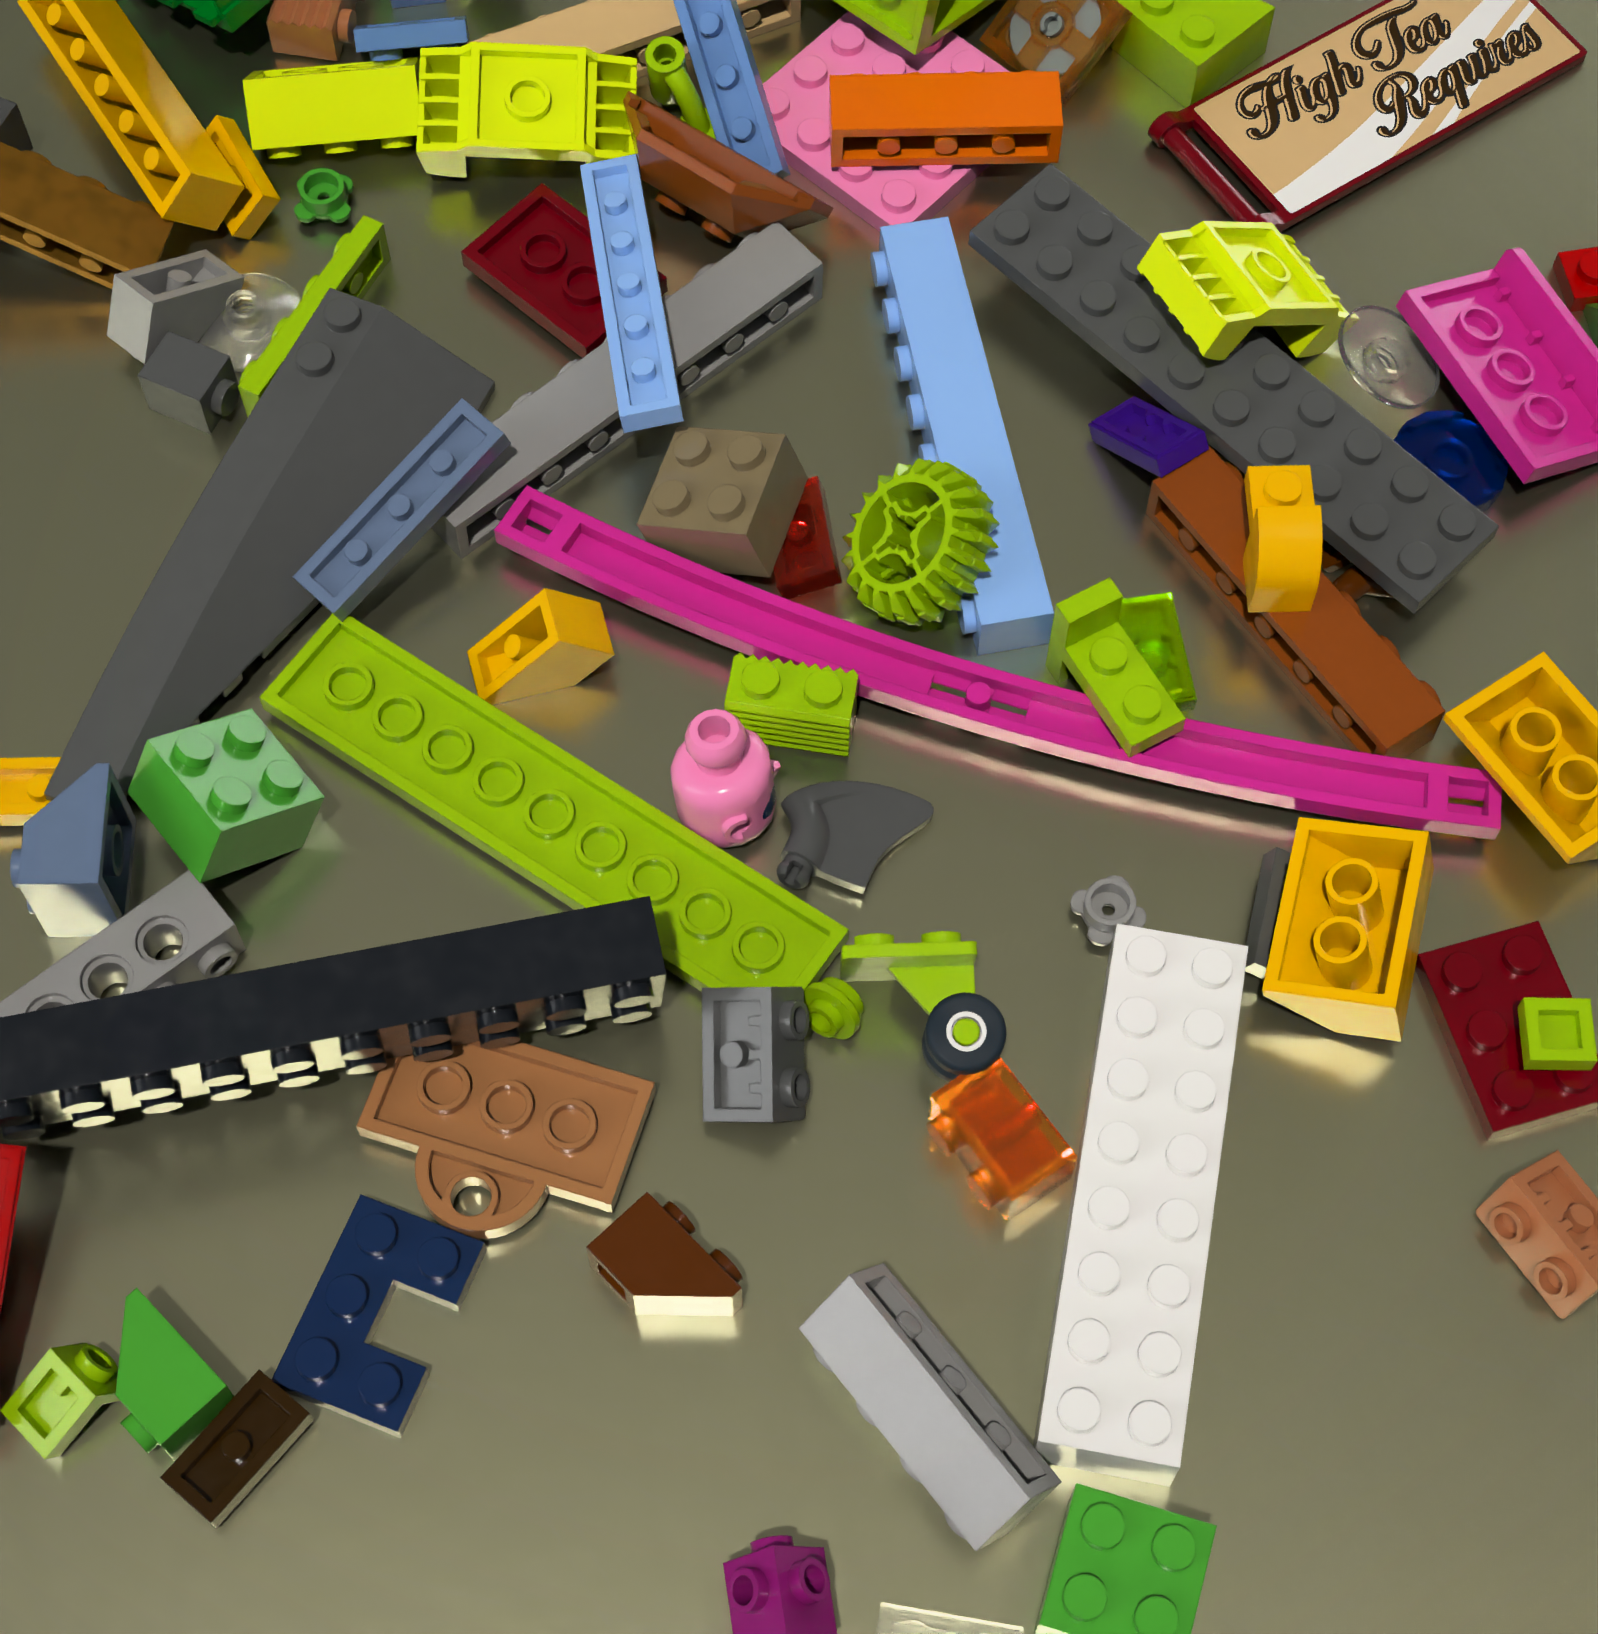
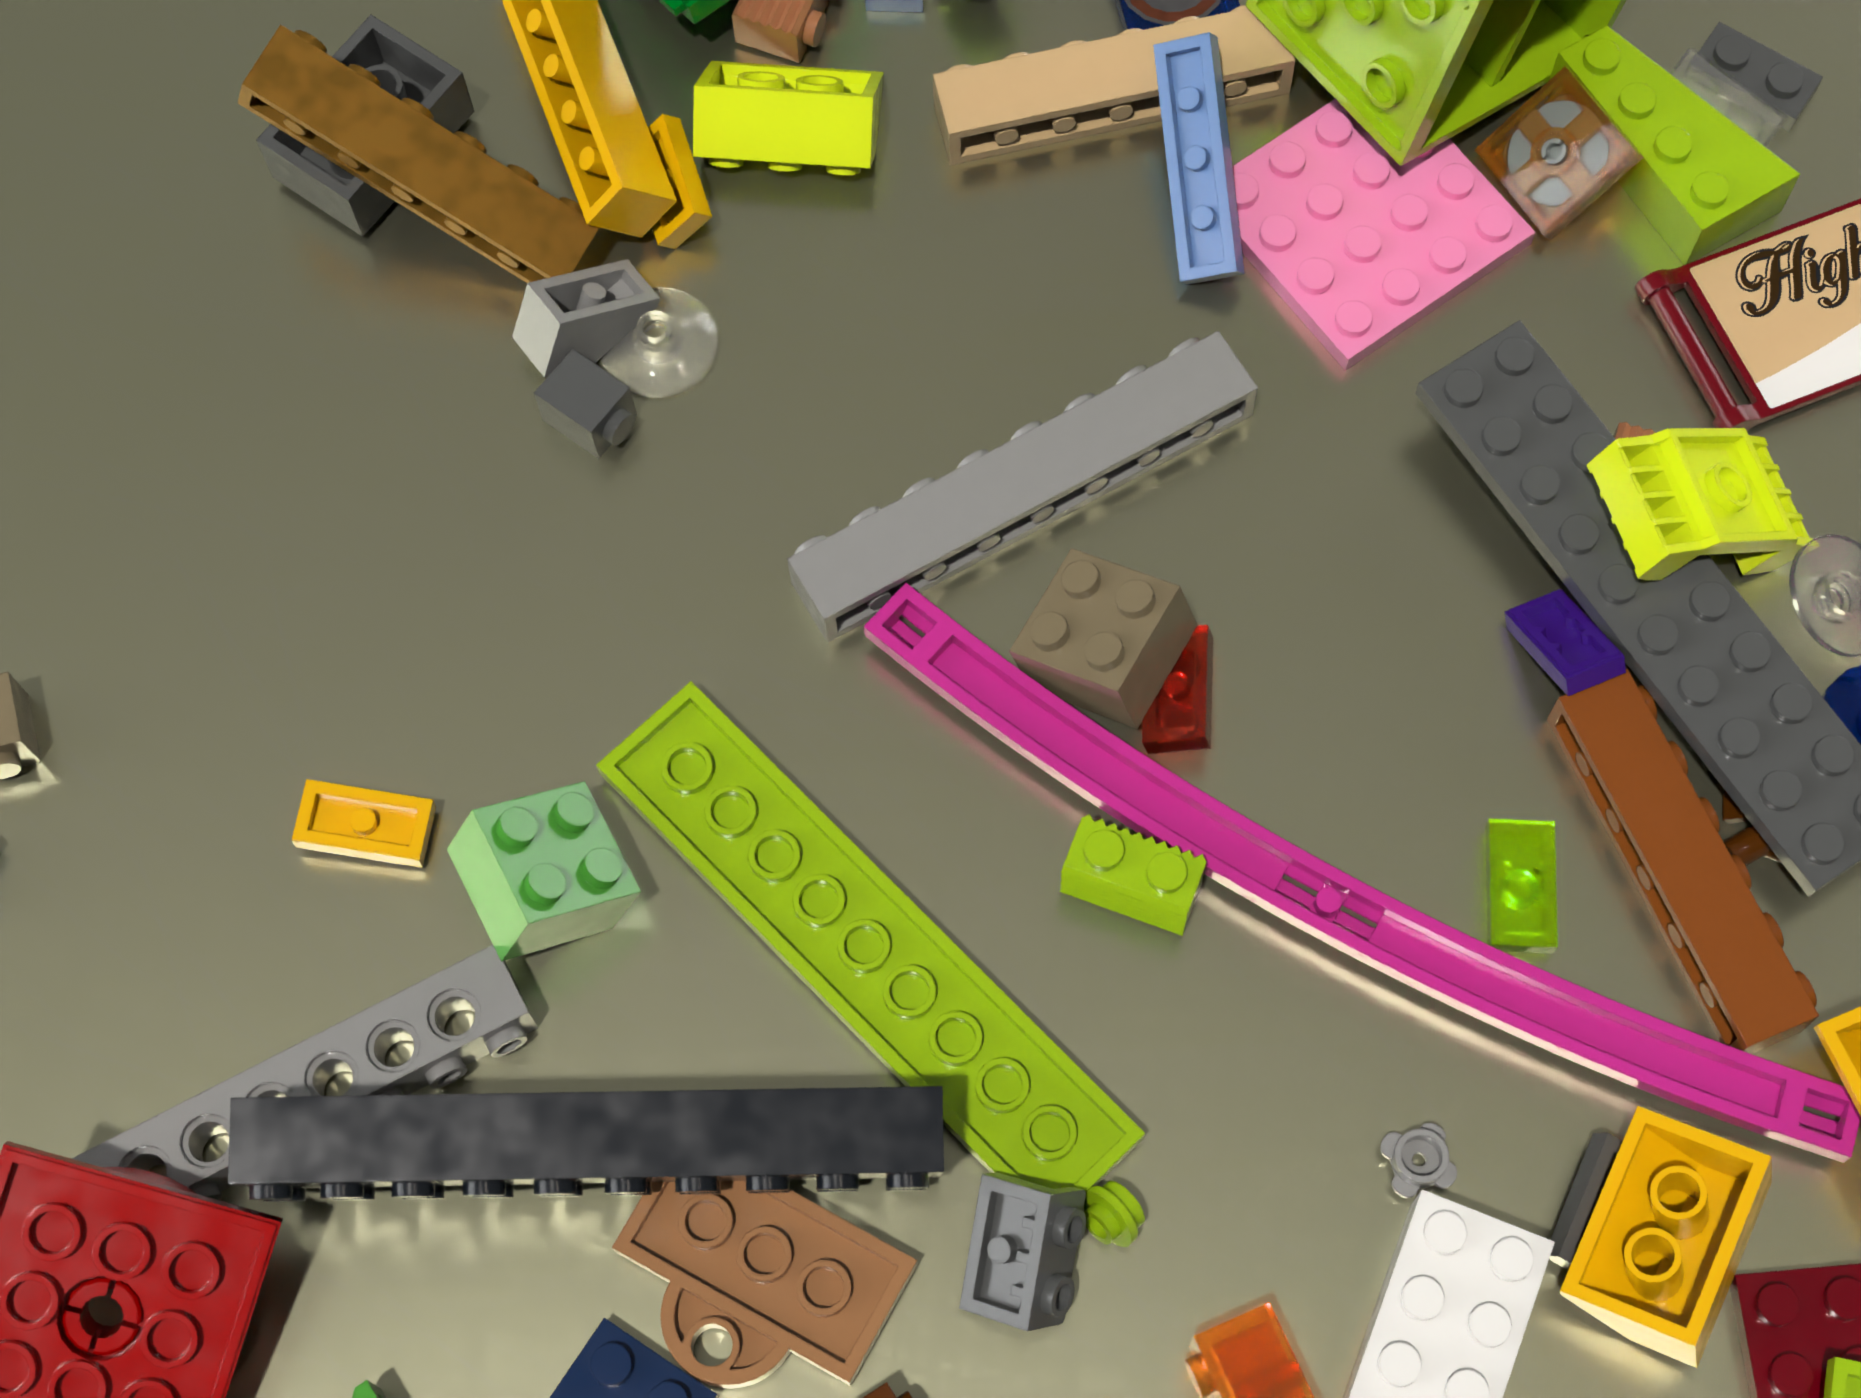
camera: 15 degrees right, 5 degrees up
(78, 857) = (388, 911): sand blue slope -> none
(309, 454) = (661, 565): dark grey wedge -> none
(323, 184) = (756, 202): bright green plate -> none
(352, 270) = (736, 343): lime plate -> none
(387, 39) = (856, 49): medium blue plate -> none
(402, 509) = (772, 593): sand blue plate -> none
(521, 104) = (982, 159): neon yellow plate -> none
(541, 648) = (888, 763): yellow slope -> none
(545, 267) = (989, 344): dark red plate -> none
(631, 295) = (1050, 393): light blue plate -> none
(672, 84) = (1137, 152): lime plant -> none
(713, 178) = (1161, 267): dark orange wedge -> none
(723, 780) = (1046, 951): bright pink piece -> none
(846, 830) = (1163, 1019): dark grey arm -> none
(932, 545) = (1317, 733): lime gear -> none
(945, 118) = (1419, 244): orange brick -> none
(962, 422) = (1369, 605): light blue brick -> none
(962, 1028) = (1236, 1271): lime plate -> none
(1109, 668) = (1473, 906): lime bracket -> none
(1284, 539) = (1684, 797): yellow brick -> none

